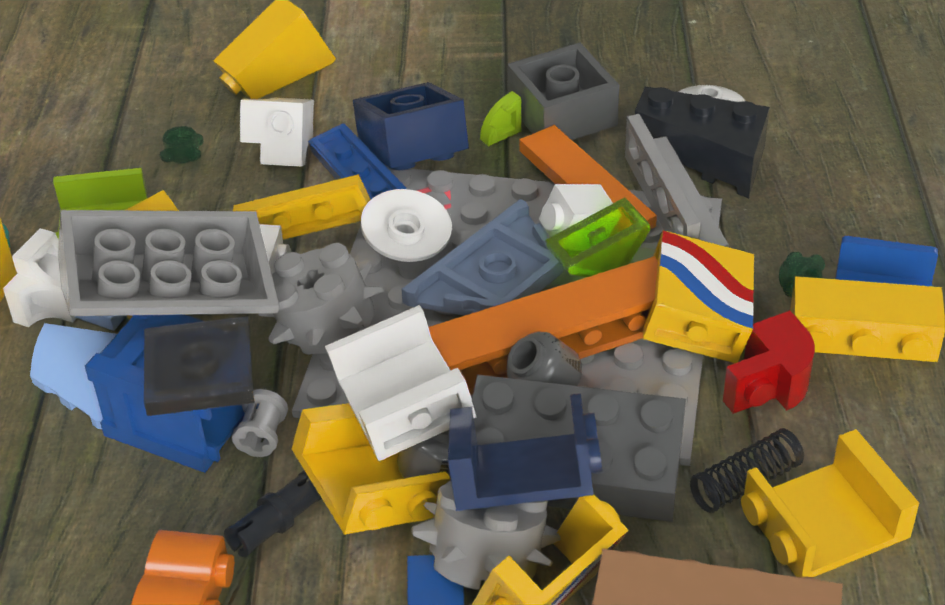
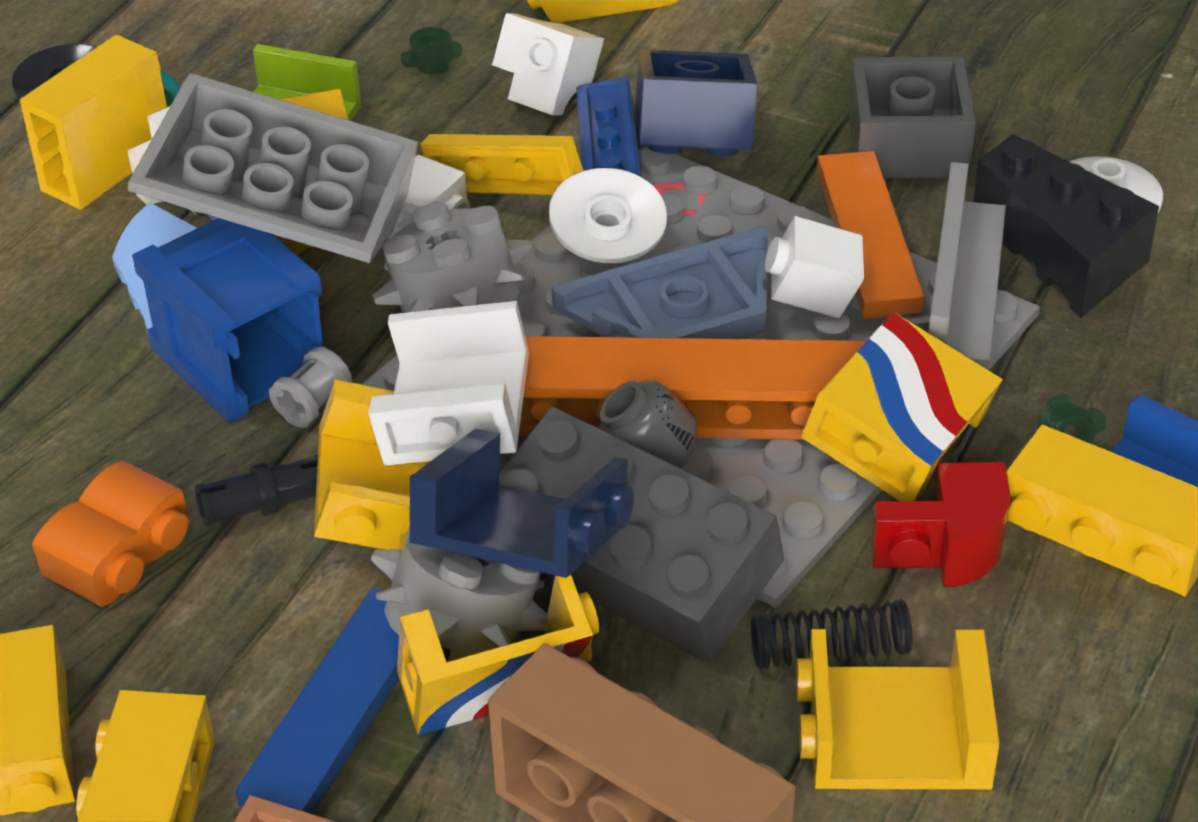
camera: 25 degrees right, 0 degrees up
(198, 366) = (243, 291): clear smoke tile -> none
(502, 120) = (823, 128): lime tile -> none
(601, 240) = (815, 302): clear neon green slope -> none

